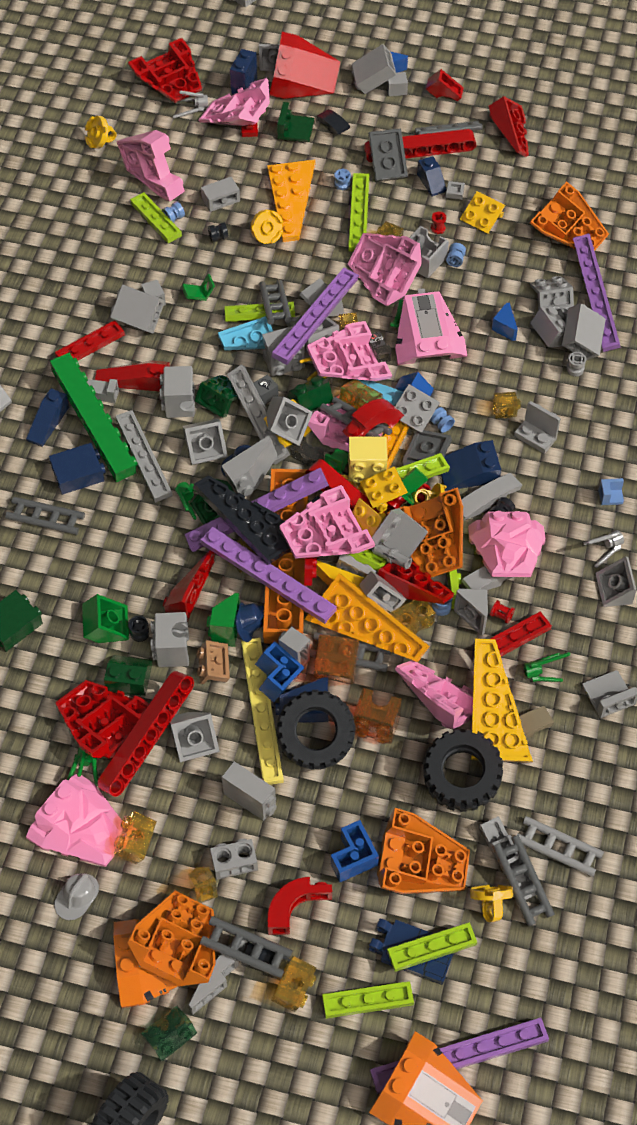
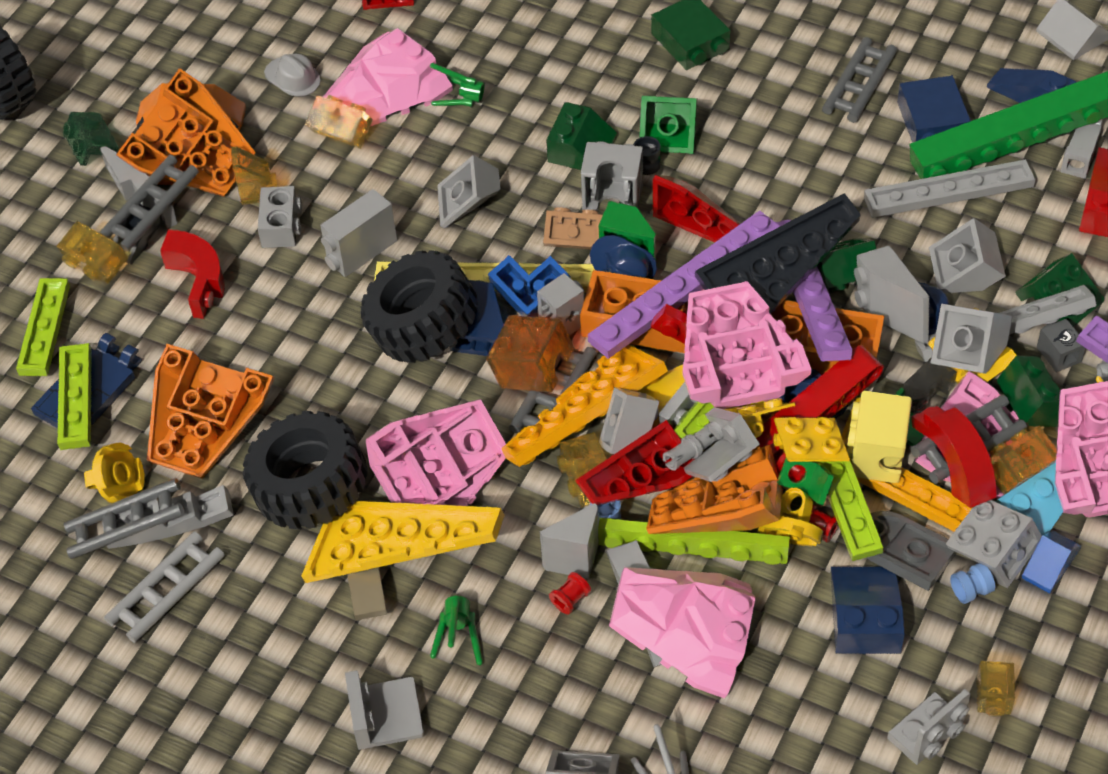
camera: 105 degrees right, 5 degrees down
(100, 717) = (510, 103): red wedge -> none
(145, 733) = (475, 137): red beam -> none
(177, 391) = (1058, 227): light grey piece -> none
(185, 494) = (870, 224): green plant -> none
(358, 852) = (235, 339): blue brick -> none
(376, 720) = (423, 380): clear orange piece -> none
(488, 495) = (799, 617): light grey slope -> none
(504, 505) = (768, 634): black wheel -> none
(522, 633) = (520, 600): red plate -> none

